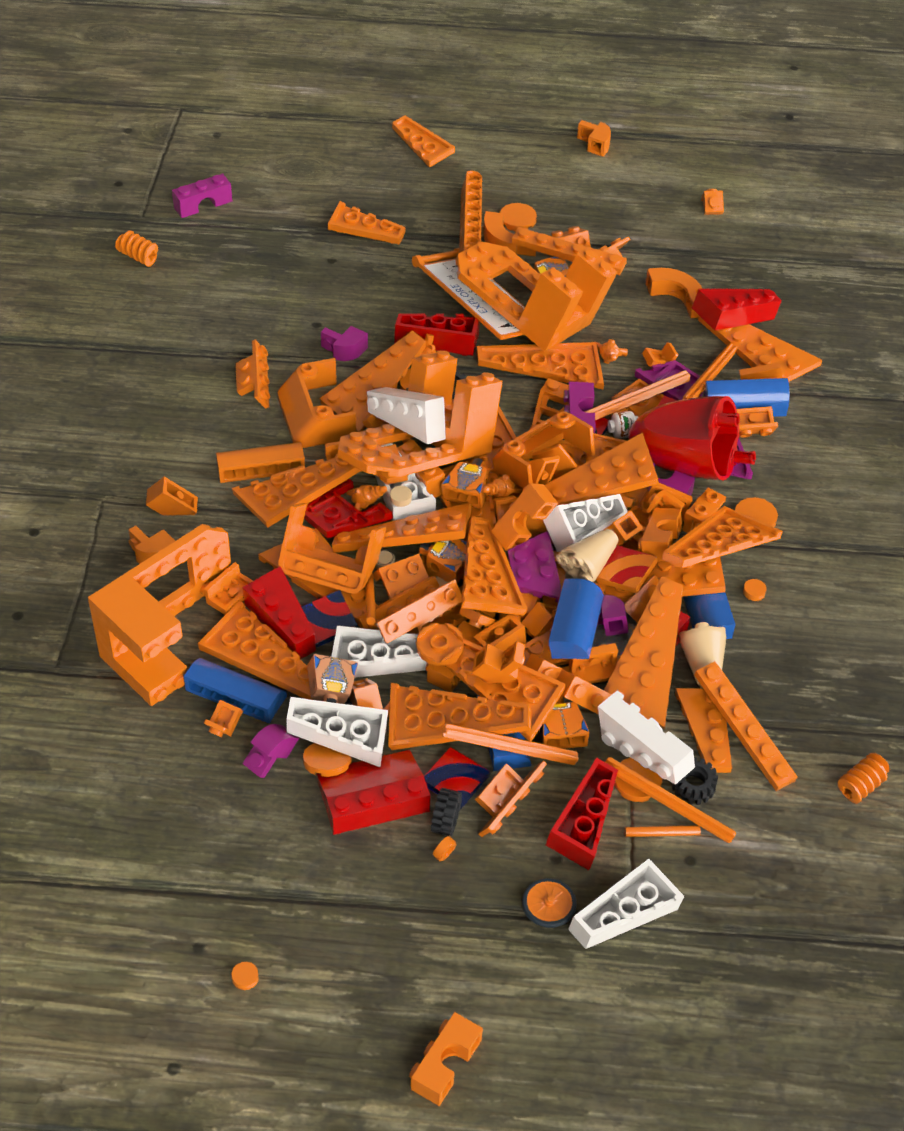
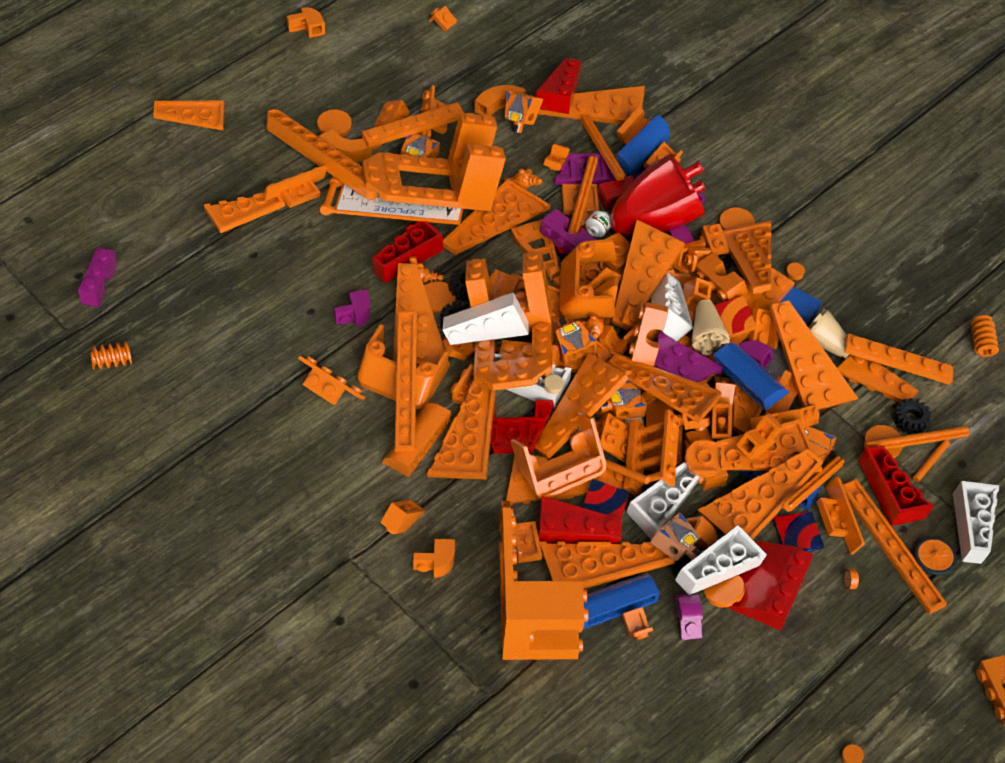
camera: 50 degrees left, 5 degrees up
(294, 407) = (406, 382): none -> orange tile
(366, 495) = (518, 403): orange piece -> none
(421, 235) = (297, 188): none -> orange bracket
(446, 812) = (830, 556): black tyre -> none
(523, 863) = (894, 547): none -> orange tile
(643, 739) = (870, 415): white wedge -> none
(675, 299) = (521, 109): none -> orange torso

